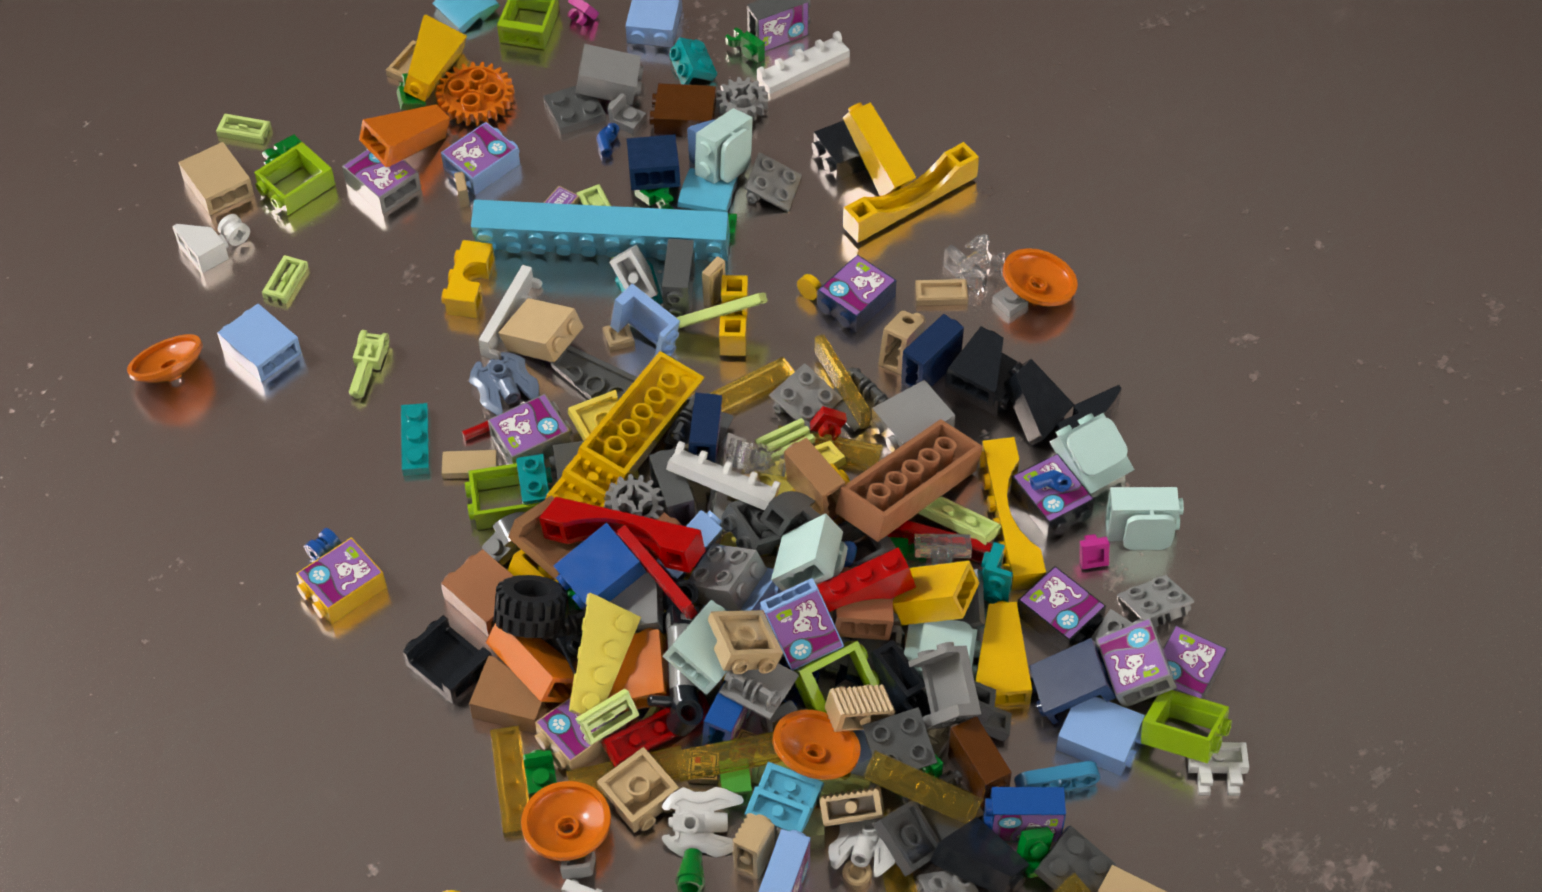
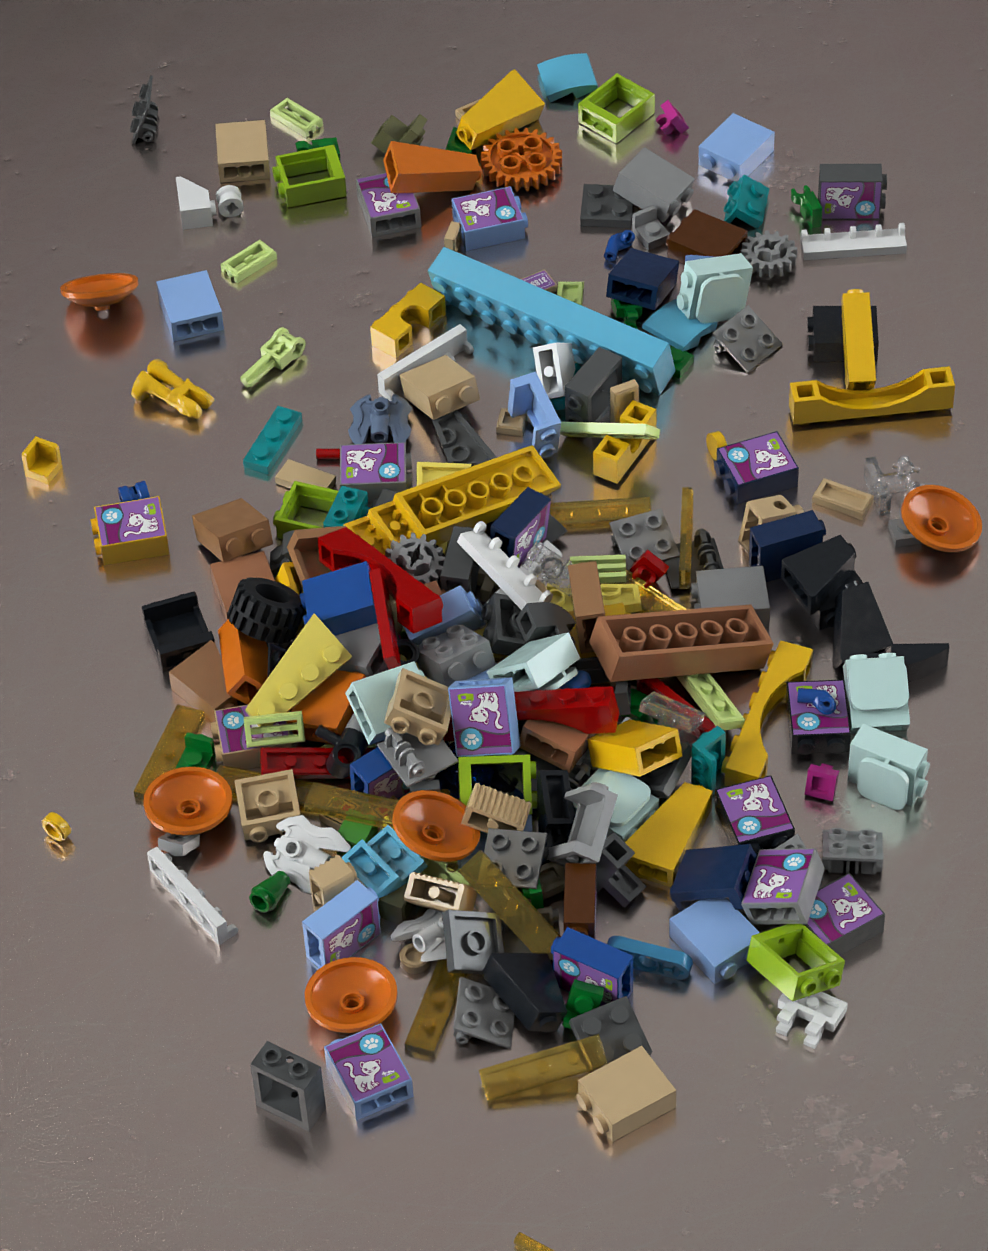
camera: 30 degrees right, 5 degrees down
(101, 177) = (145, 114): none -> dark grey hinge
(213, 547) = (41, 460): none -> yellow panel
(312, 430) = (184, 397): none -> yellow piece
(347, 113) = (397, 131): none -> olive brick
(440, 541) = (232, 529): none -> medium nougat brick

